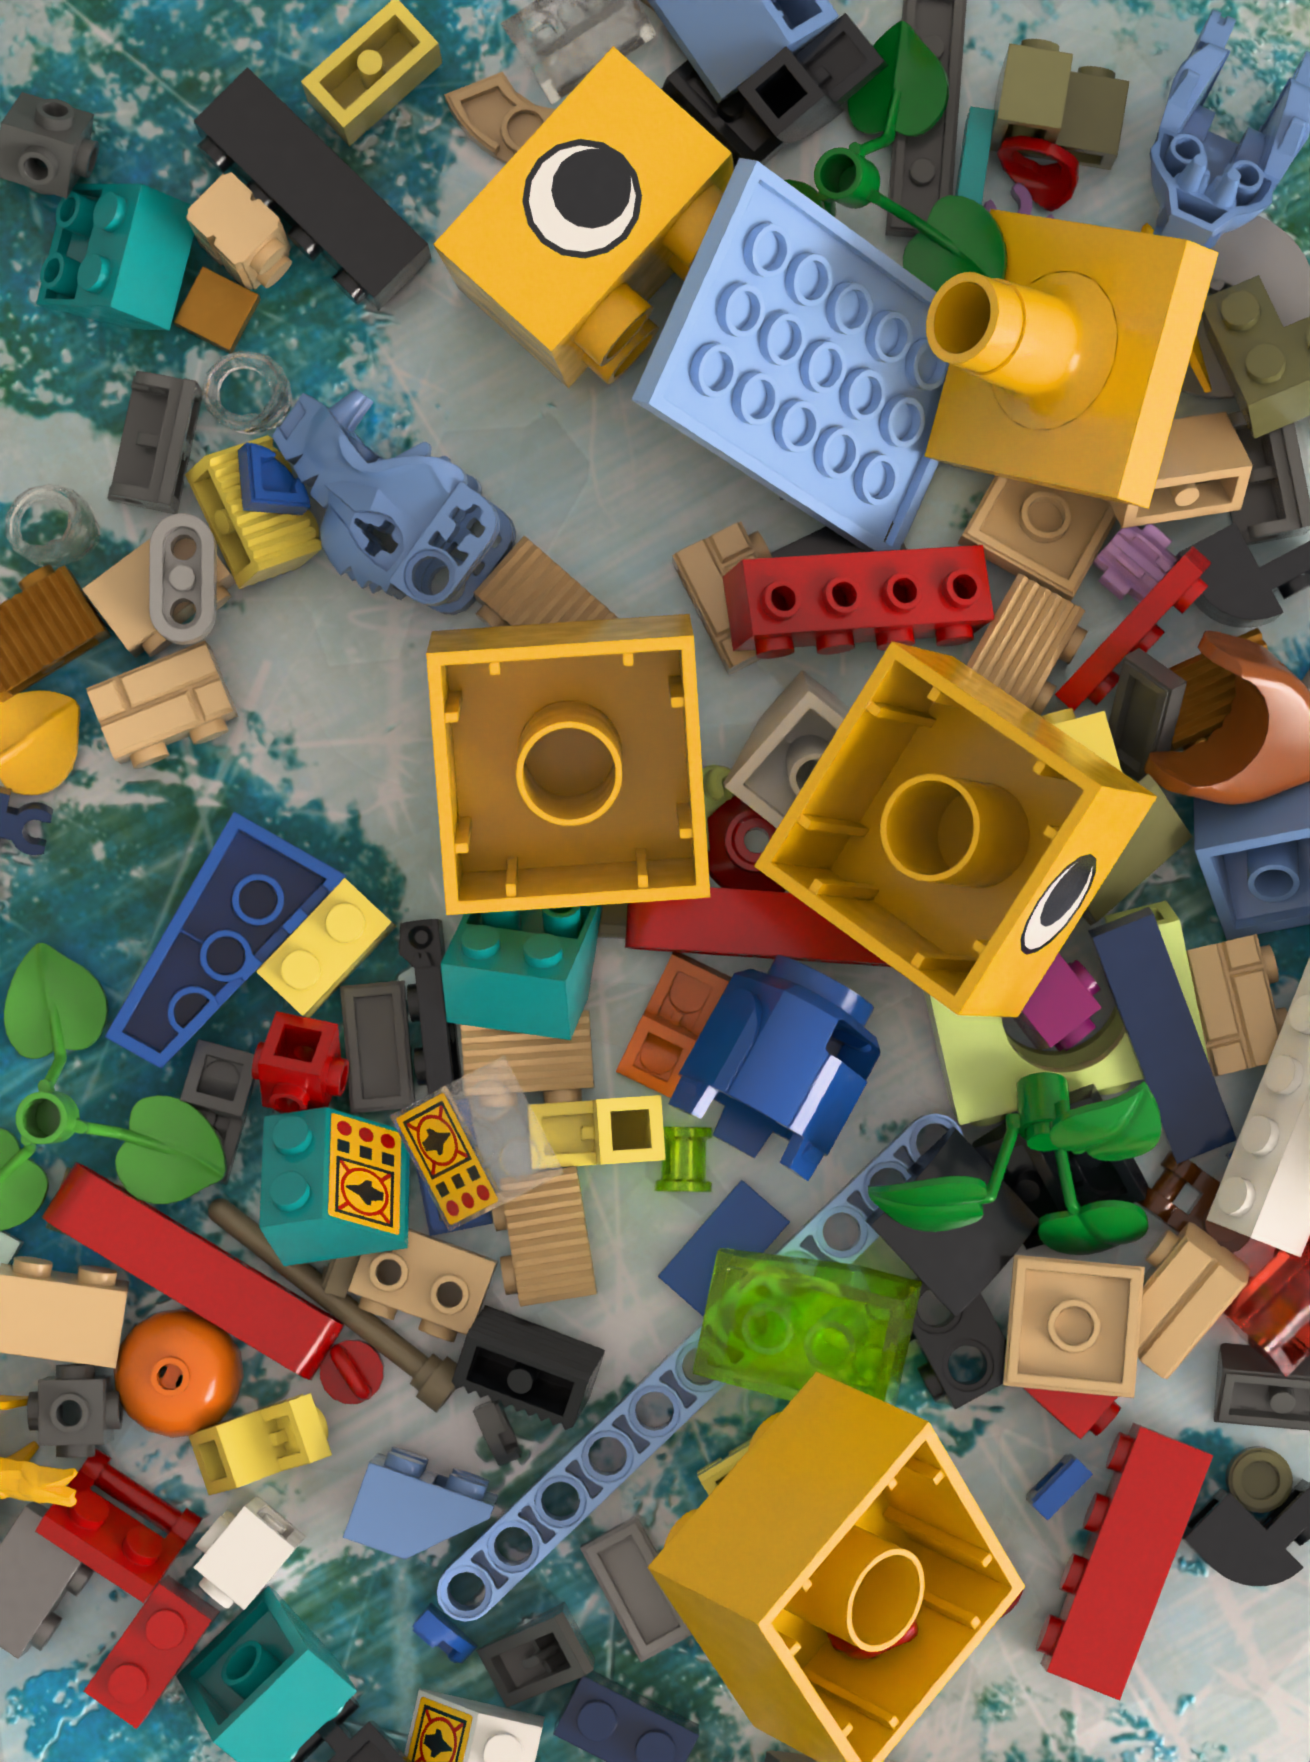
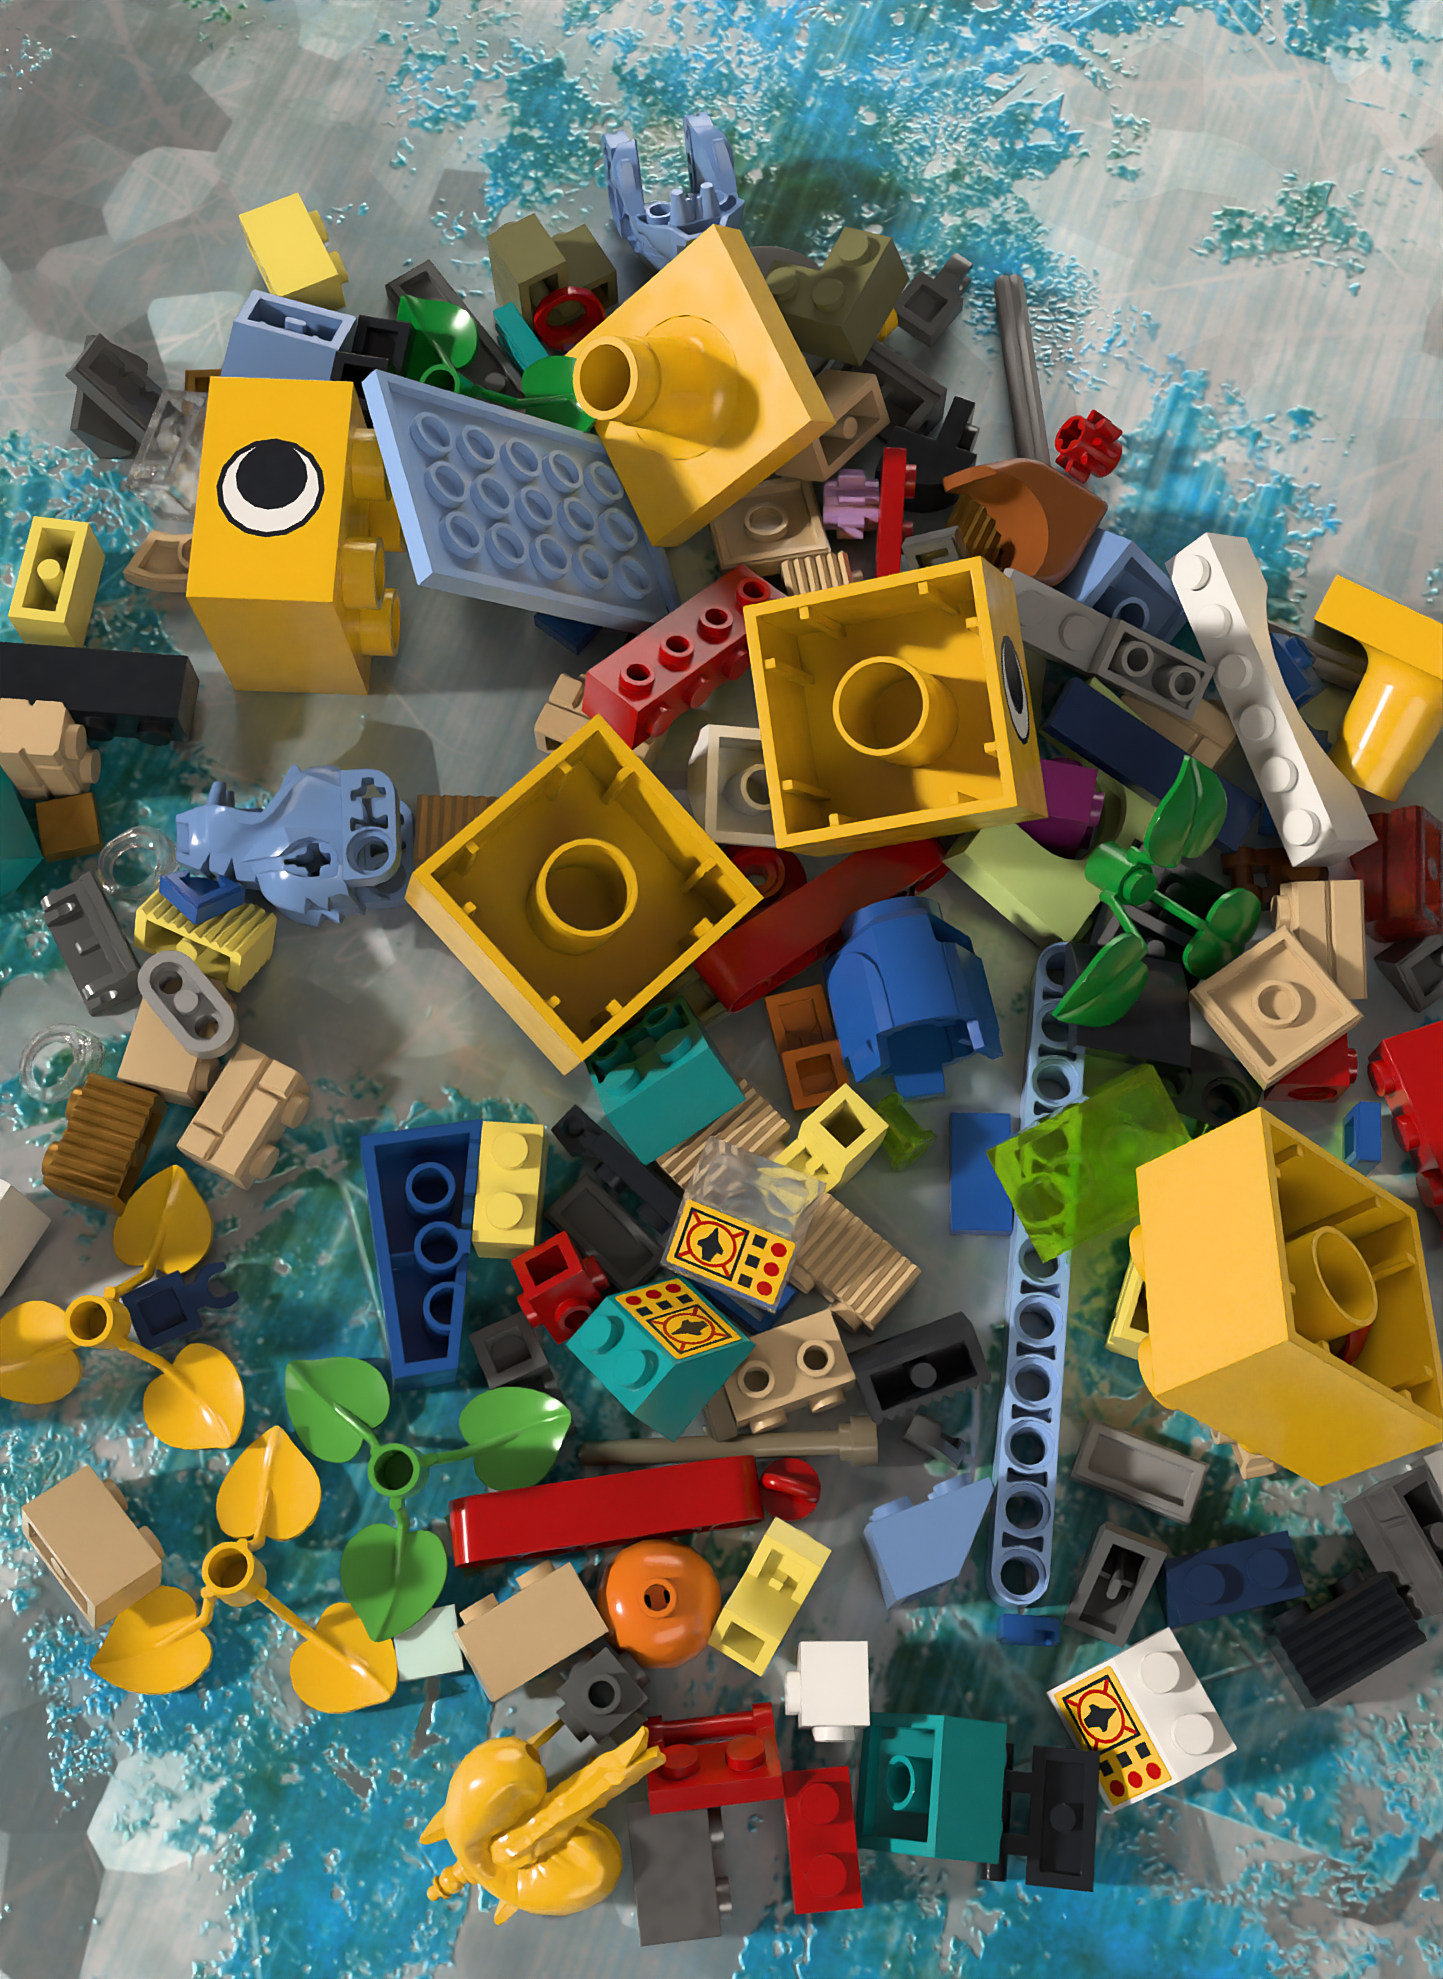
camera: 40 degrees left, 15 degrees down
(1212, 899) = (1108, 649): none -> light grey slope

